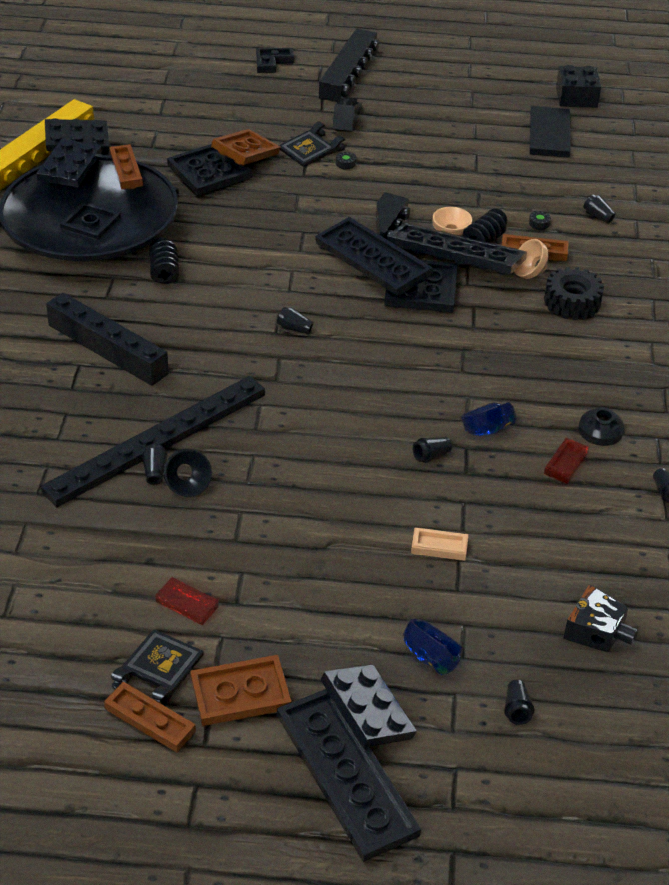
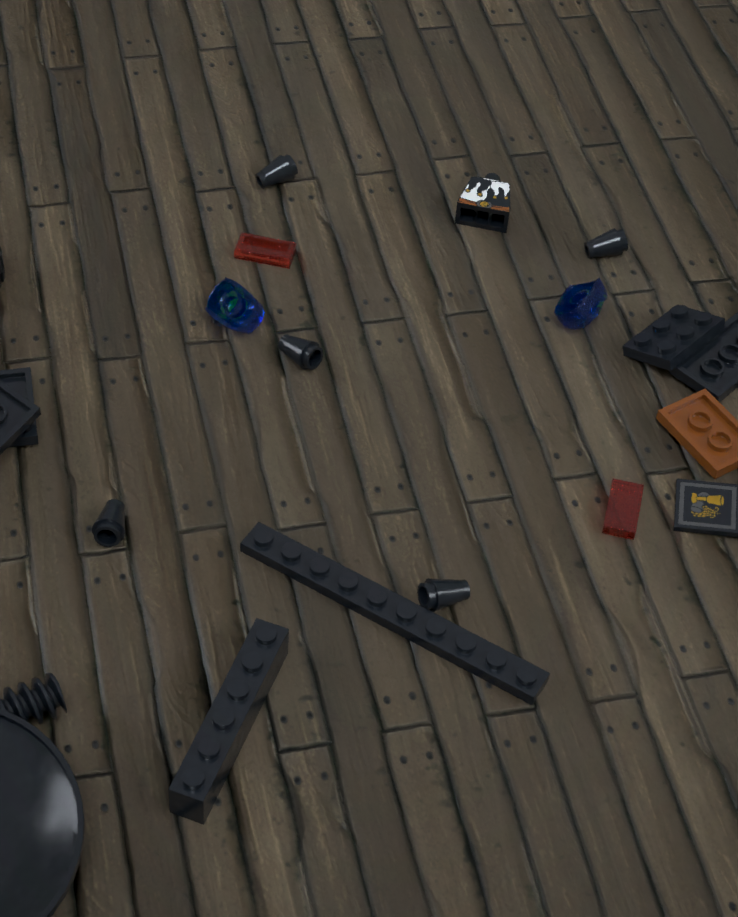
camera: 110 degrees left, 5 degrees up
(199, 477) = (450, 550): black piece -> none
(439, 544) = (436, 328): light nougat tile -> none
(600, 431) = (199, 235): black piece -> none

